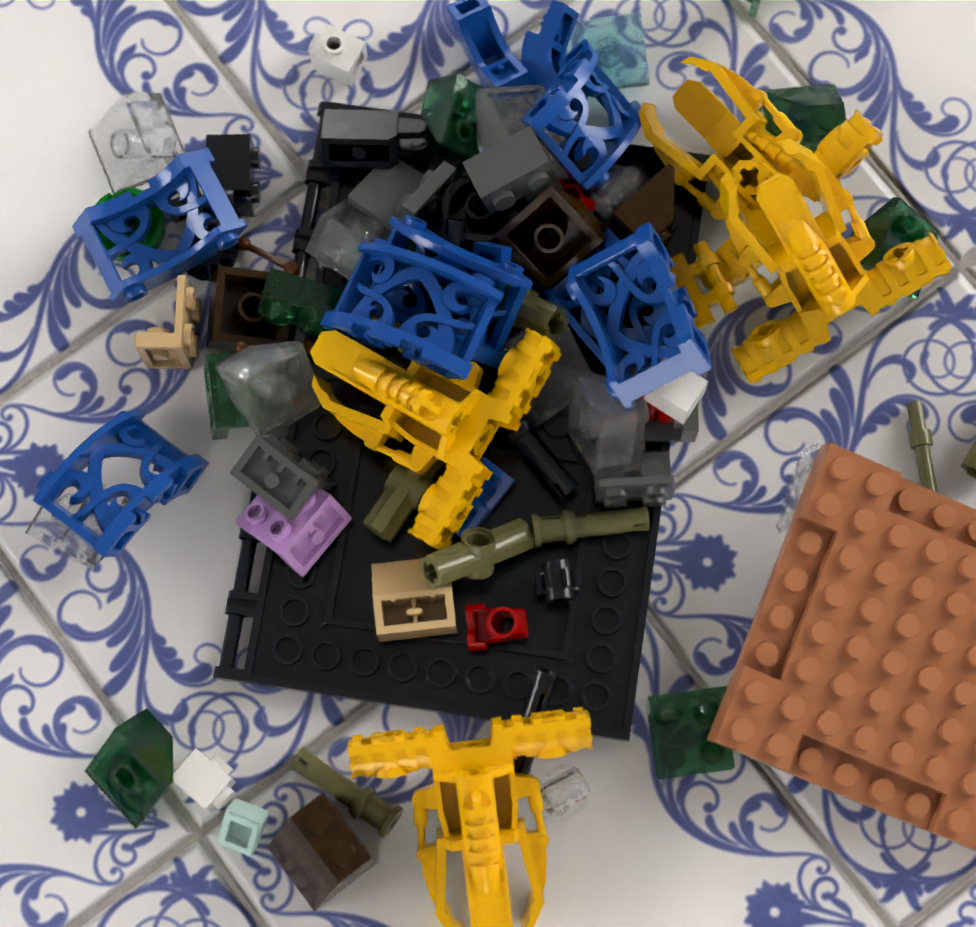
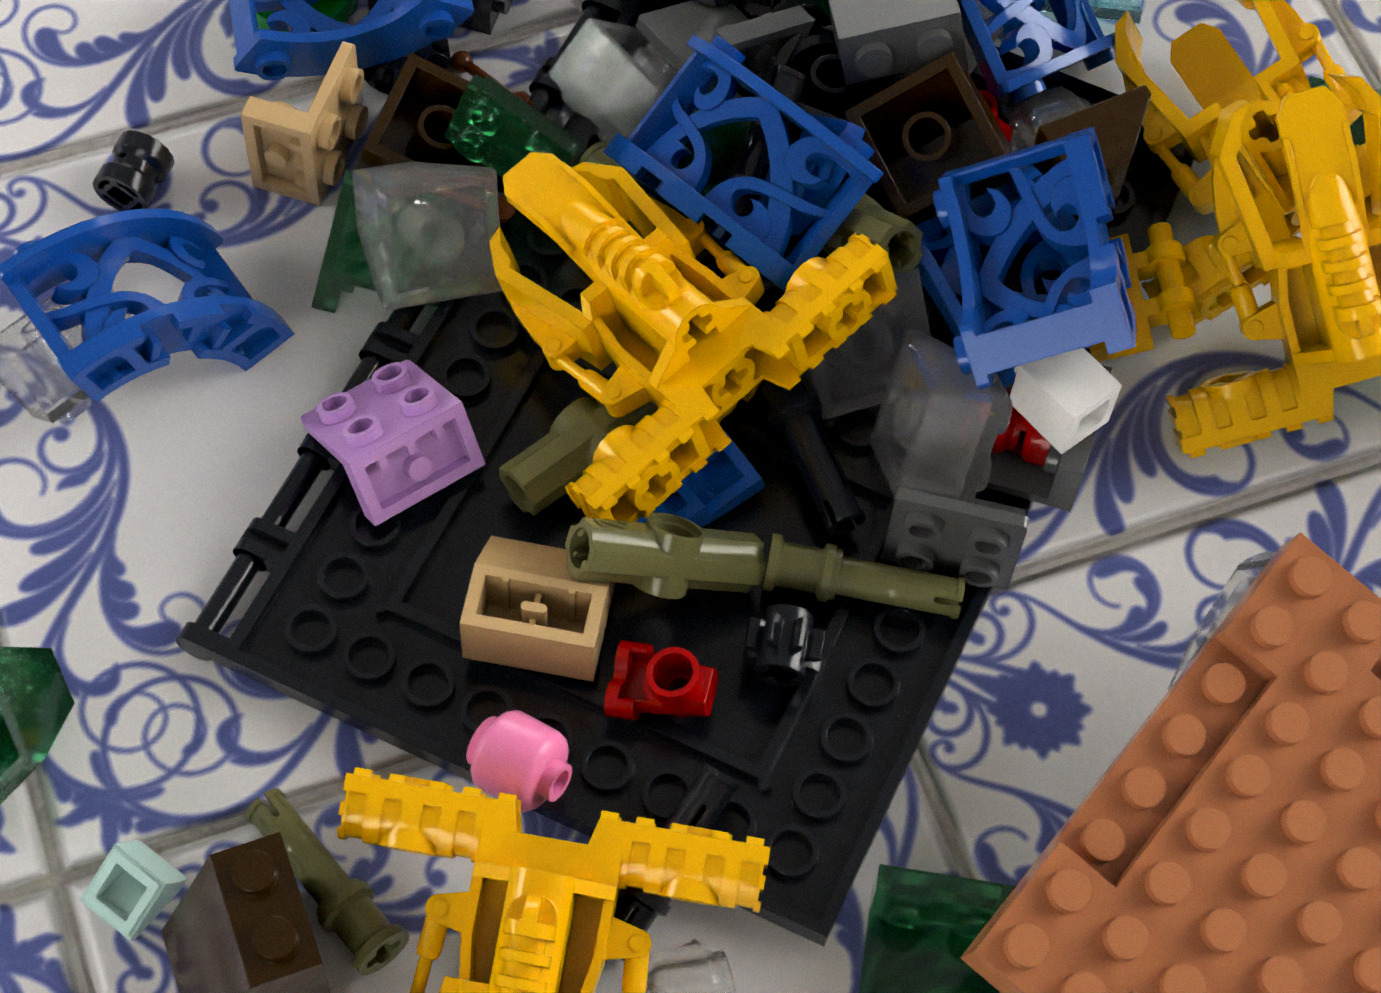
camera: 10 degrees right, 15 degrees down
(75, 387) = (135, 170): none -> black wheel
(205, 780) = (100, 788): white brick -> none
(281, 475) = (393, 346): dark grey bracket -> none
(432, 696) = (520, 759): none -> bright pink head
(436, 352) = (695, 216): blue fence -> none

